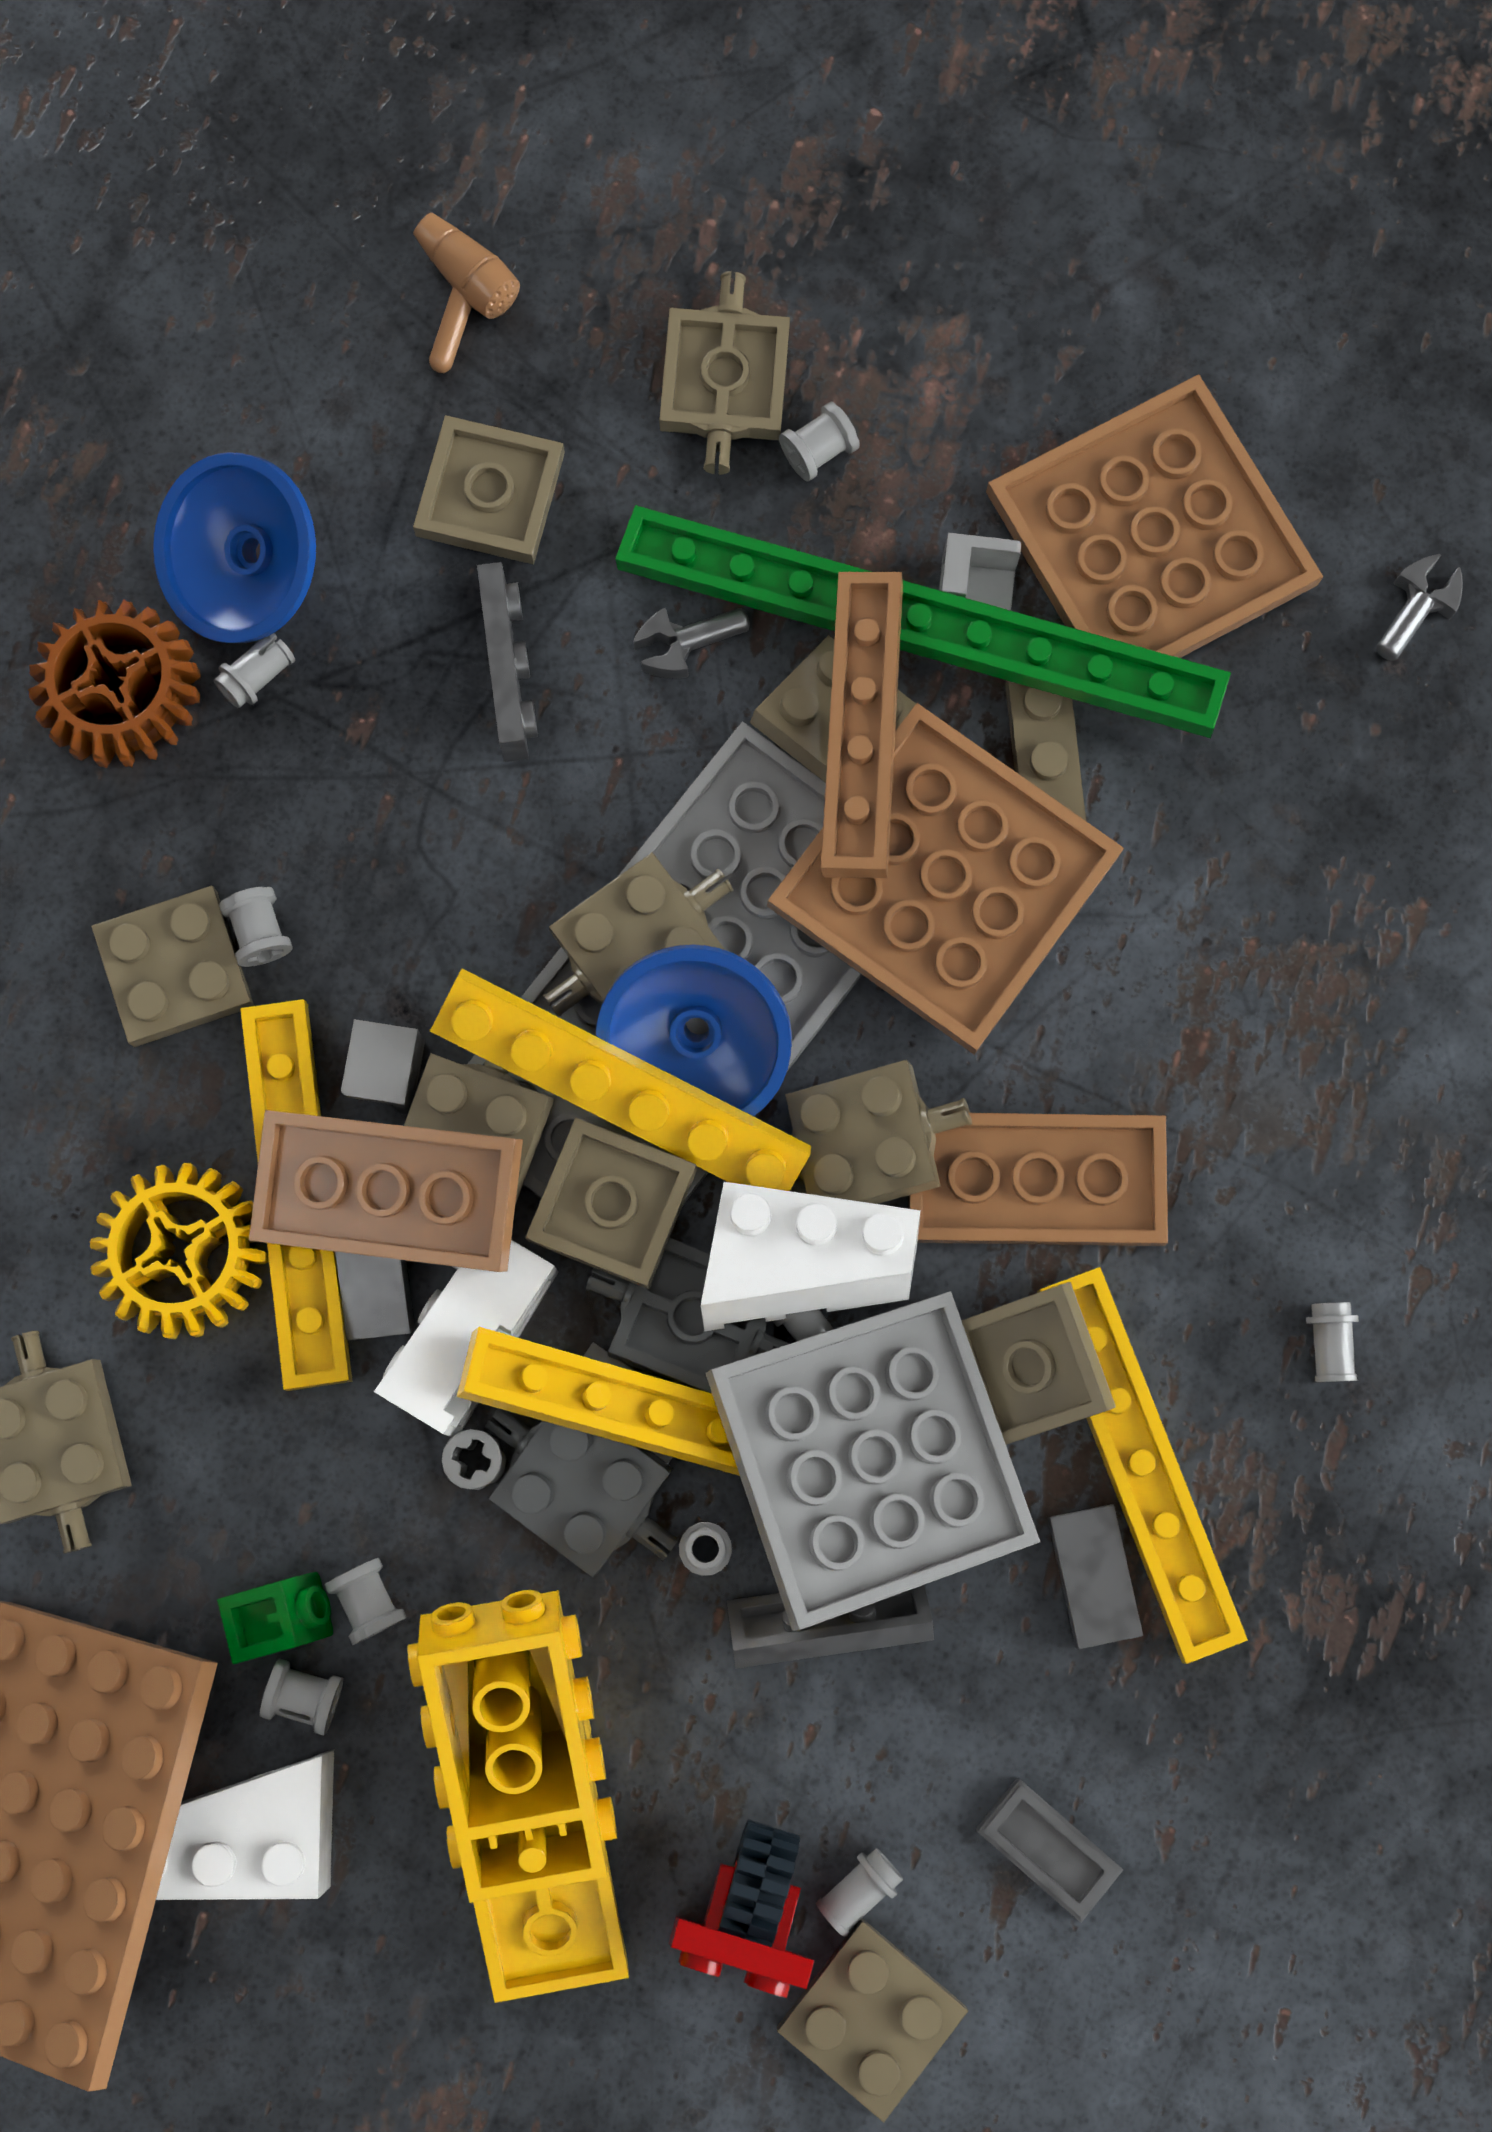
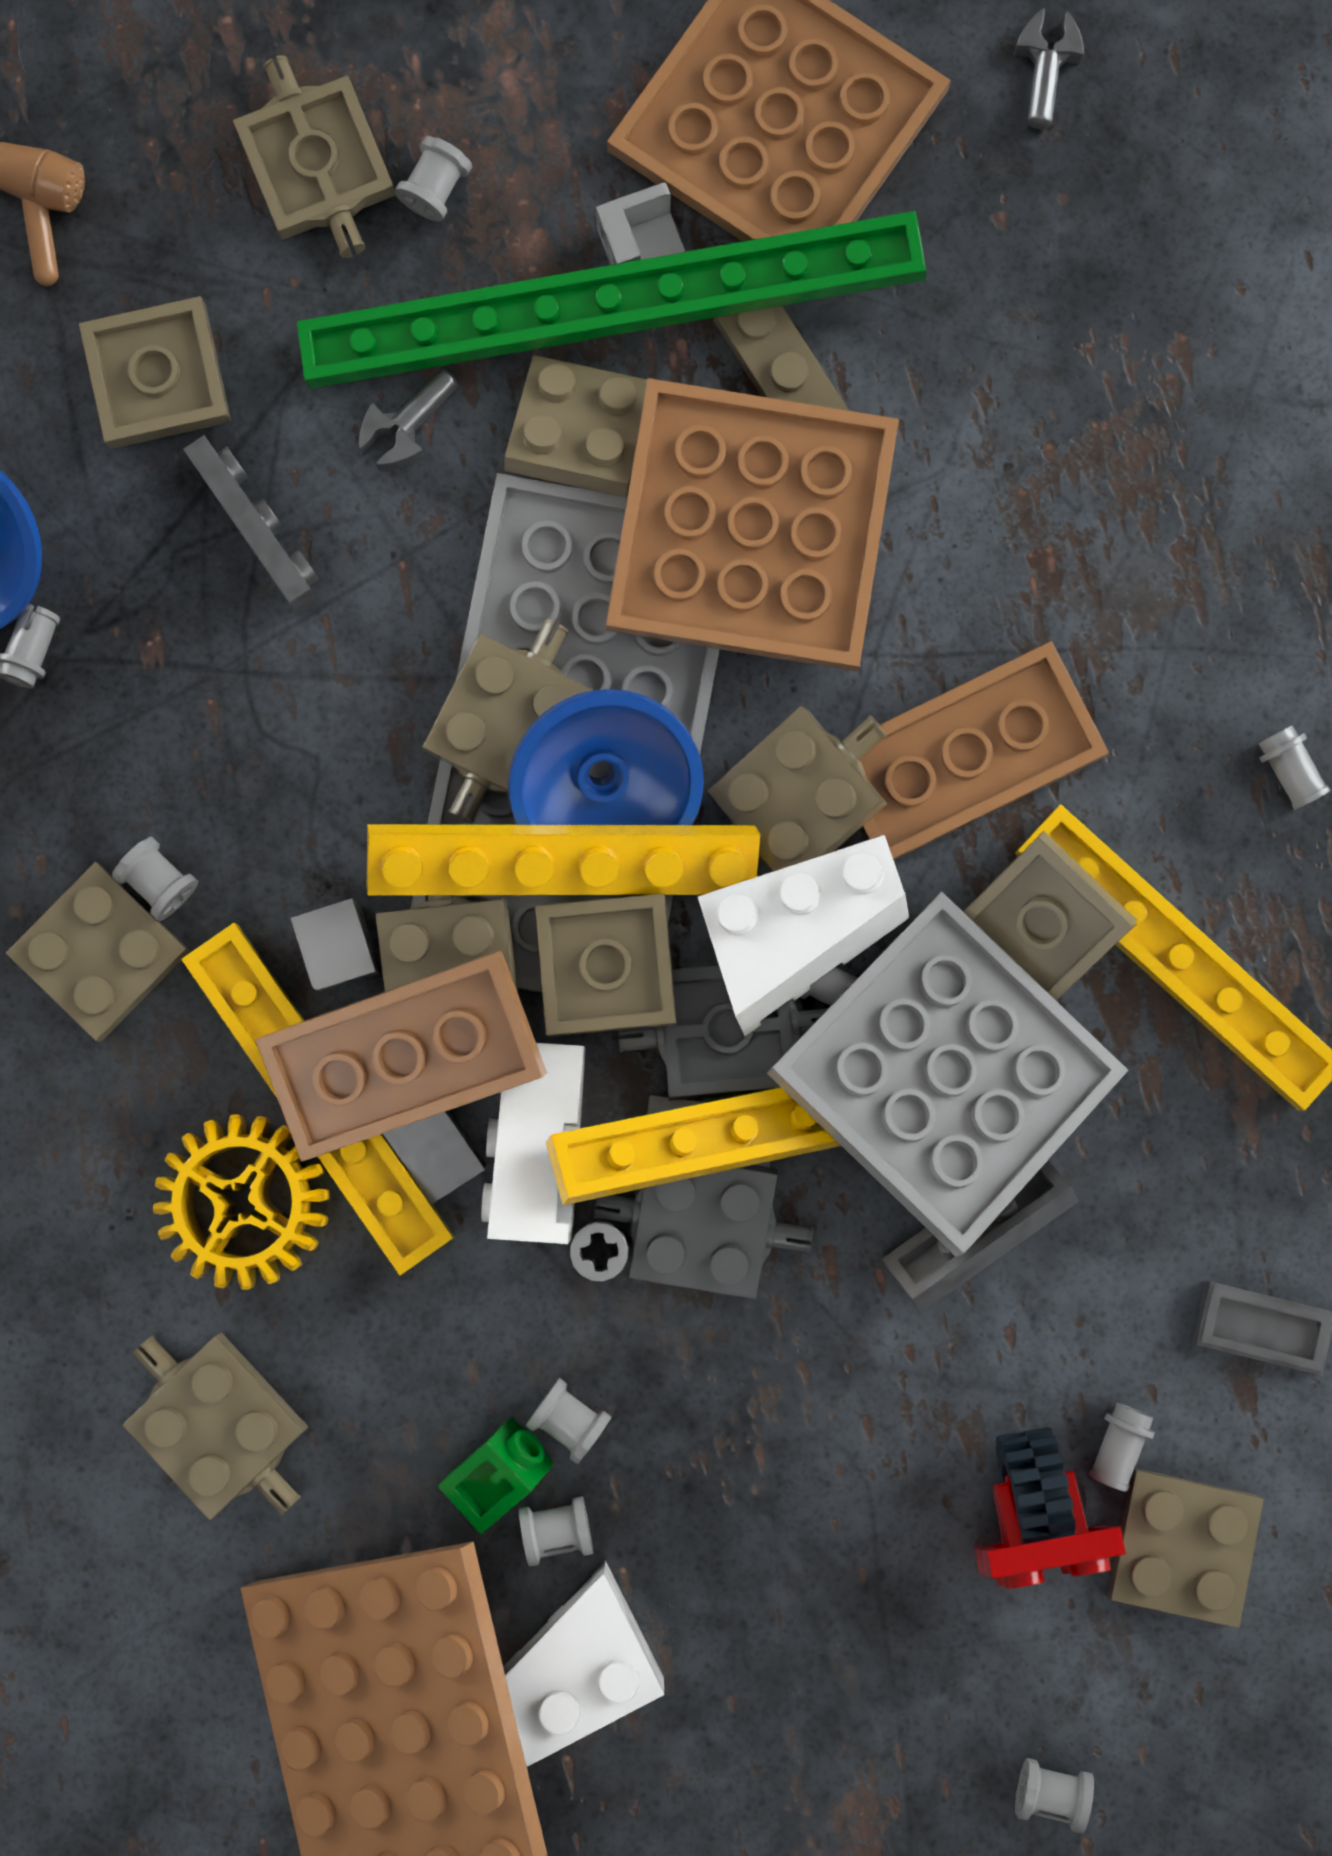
camera: 25 degrees left, 5 degrees up
(522, 1789) = (793, 1510): yellow wedge -> none
(698, 1566) = (857, 1231): light grey pin -> none
(862, 725) = (610, 422): medium nougat plate -> none
(1095, 1576) = (1187, 1075): flat silver tile -> none

